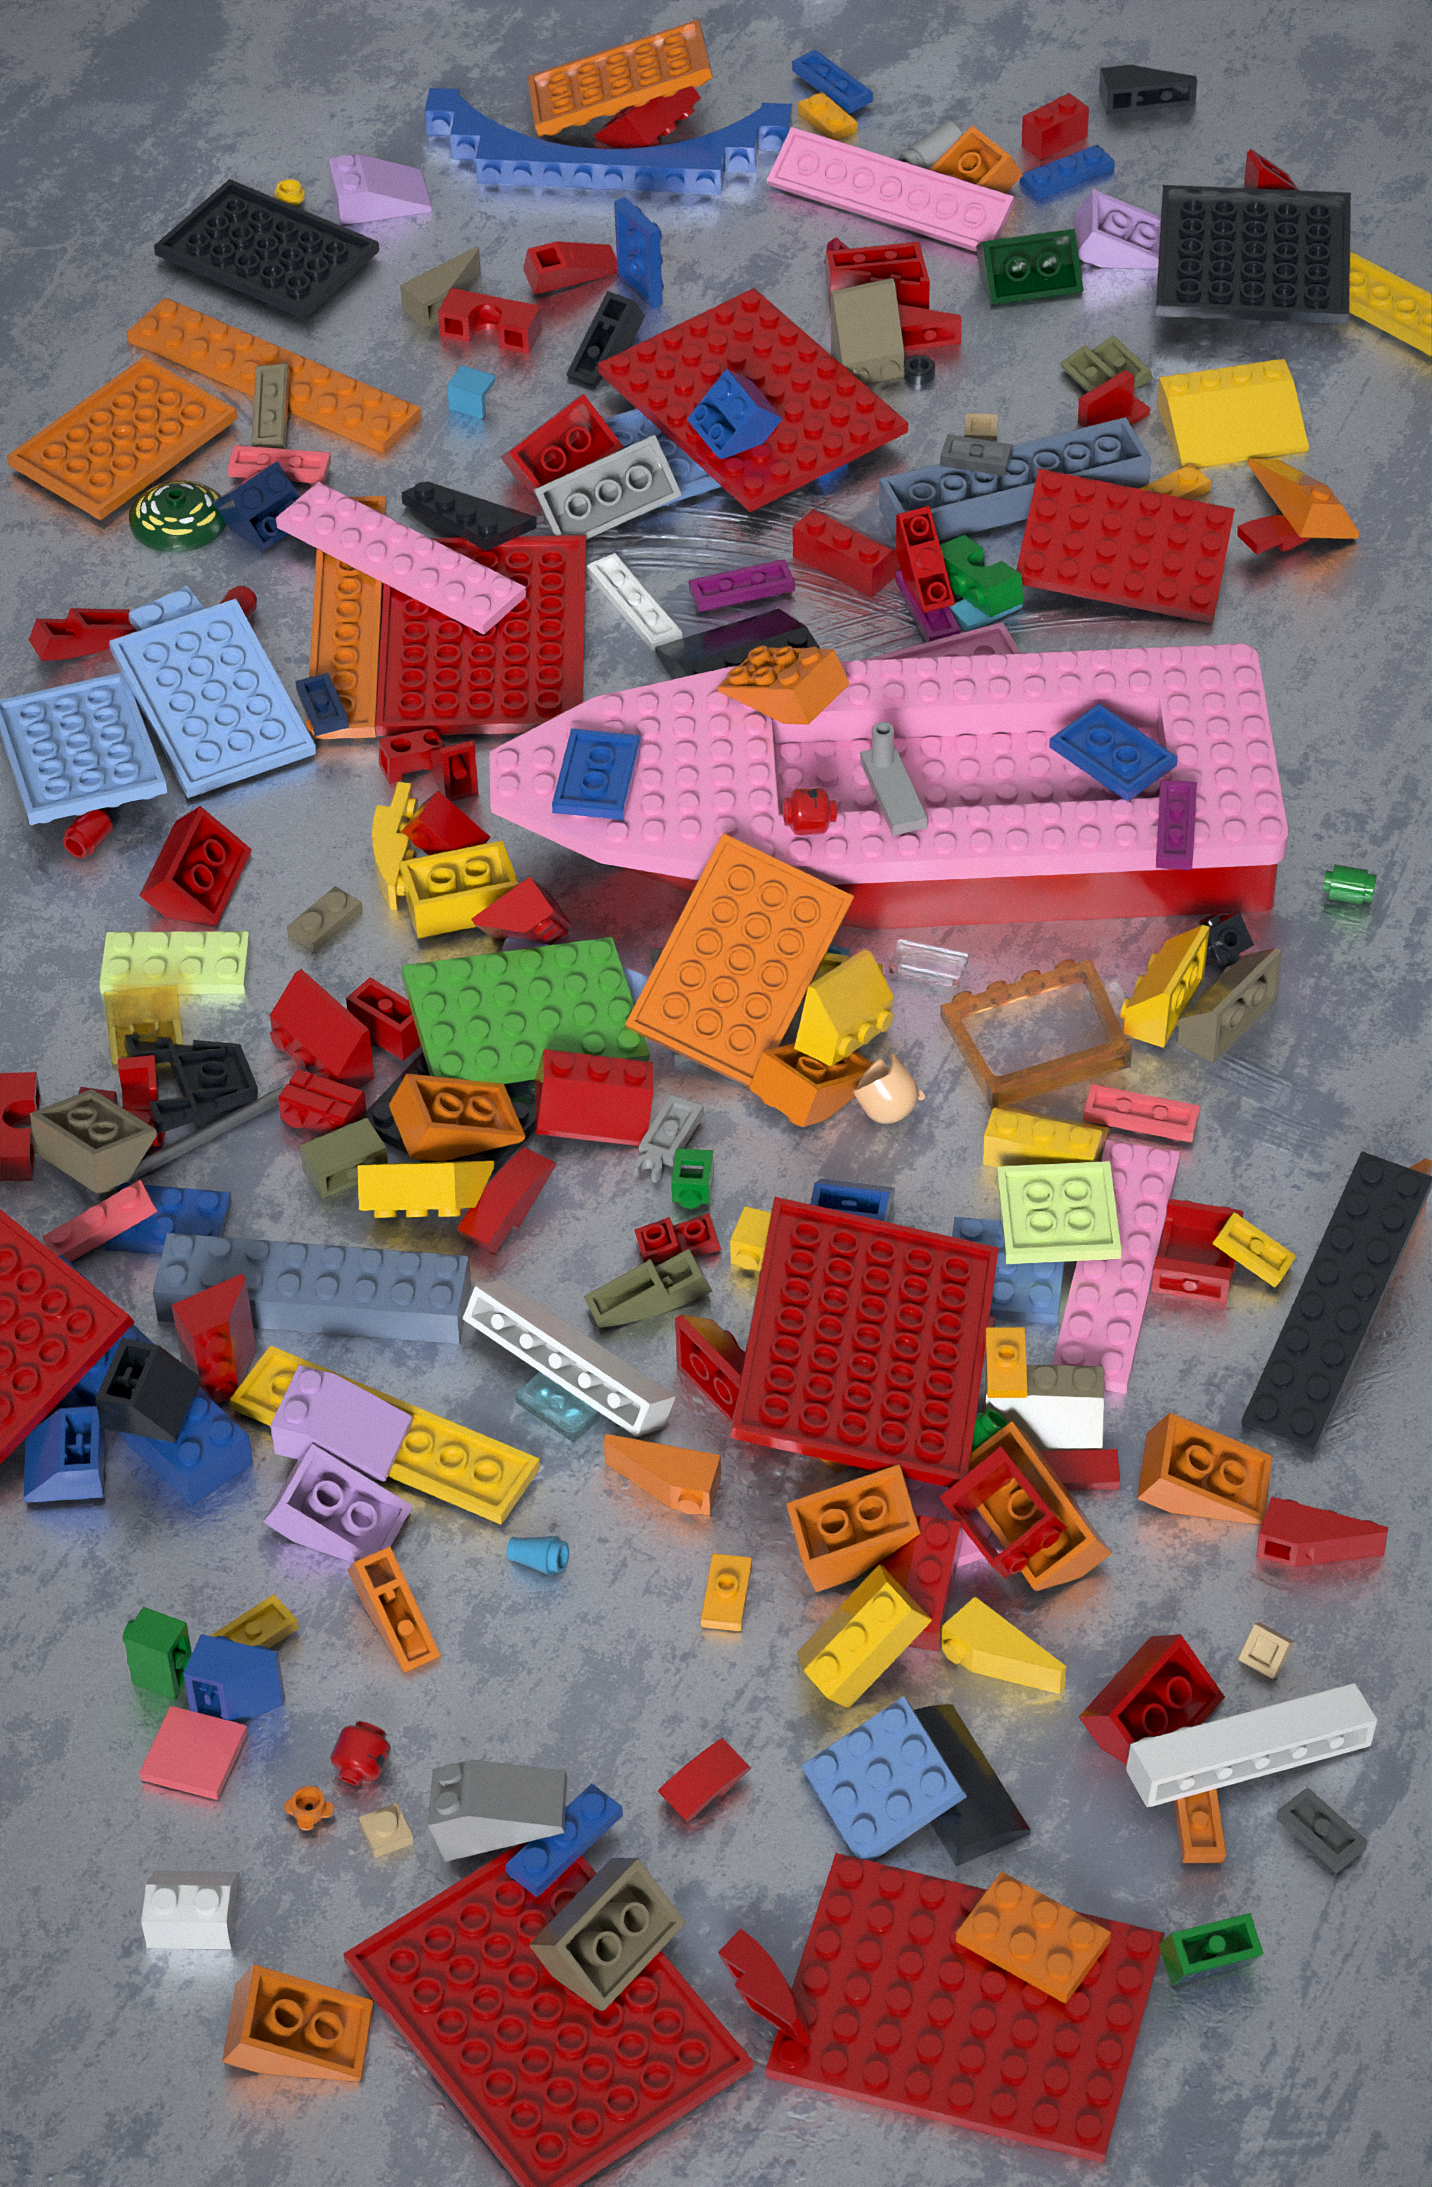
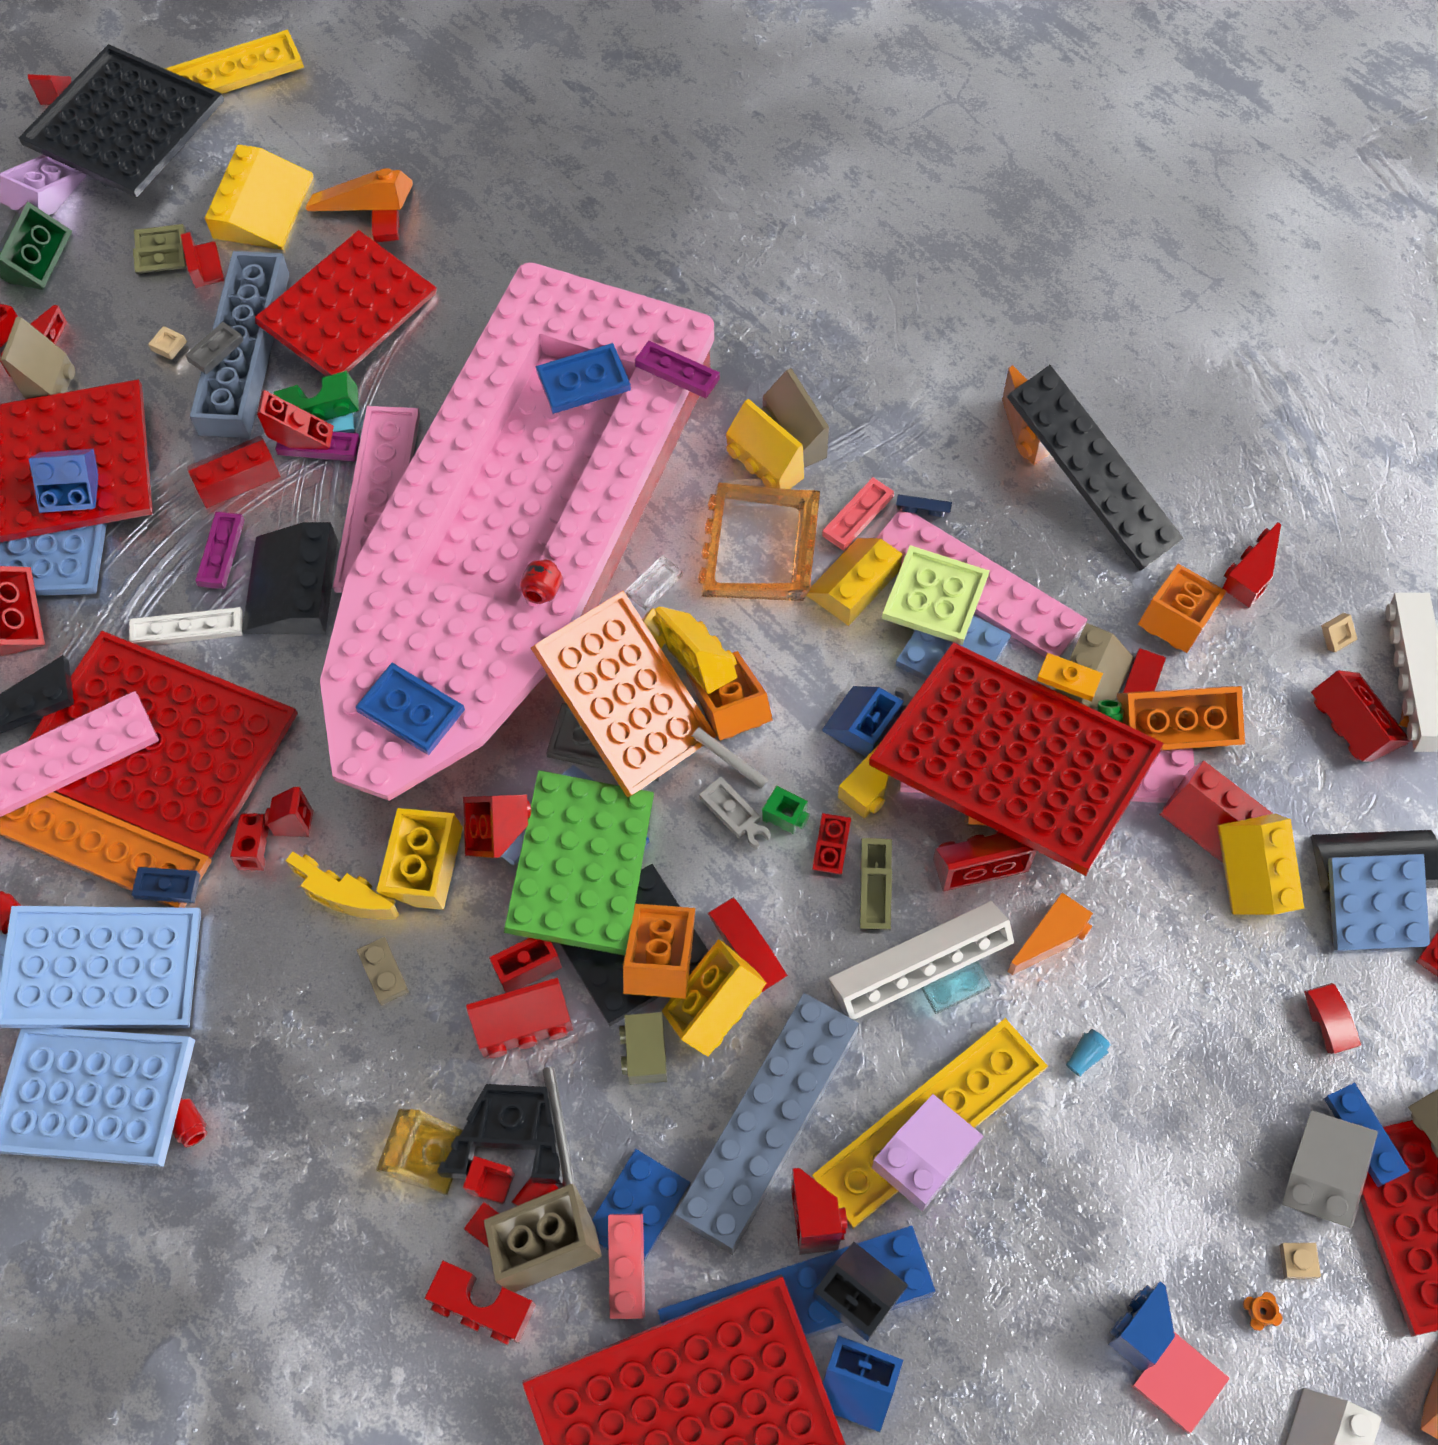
camera: 65 degrees left, 15 degrees up
(157, 1652) = (1097, 1376): green brick -> none
(195, 960) = (364, 1104): yellowish green plate -> none
(196, 870) = (278, 1050): red slope -> none
(261, 1625) = (1085, 1293): yellow plate -> none
(320, 1103) = (584, 1045): red brick -> none
(336, 1509) = (993, 1186): lavender slope -> none
(360, 1753) = (1232, 1253): red head -> none
(393, 1609) = (1103, 1177): orange slope -> none
(442, 827) = (358, 846): red brick -> none
(593, 1097) = (682, 847): red slope -> none
(609, 491) = (71, 595): light grey slope -> none
(726, 1592) = (1166, 939): light orange plate -> none
(732, 1105) = (729, 757): none -> light grey bar
(787, 682) = (397, 546): orange slope -> none
(852, 1526) = (1165, 830): orange slope -> none
(887, 1093) = (777, 654): light nougat helmet -> none
(891, 782) = (539, 521): light grey piece -> none
(919, 370) = (79, 355): black tile -> none
(981, 1485) = (1168, 732): red window -> none
(999, 1650) = (1282, 786): yellow slope -> none
(1184, 483) = (300, 257): light orange plate -> none
(1187, 1259) = (993, 531): red panel -> none
(1190, 1161) = (935, 507): none -> dark blue plate
(1226, 938) = (730, 400): black brick -> none
(1254, 1249) = (1011, 499): yellow plate -> none
(1349, 884) = (724, 315): green brick -> none

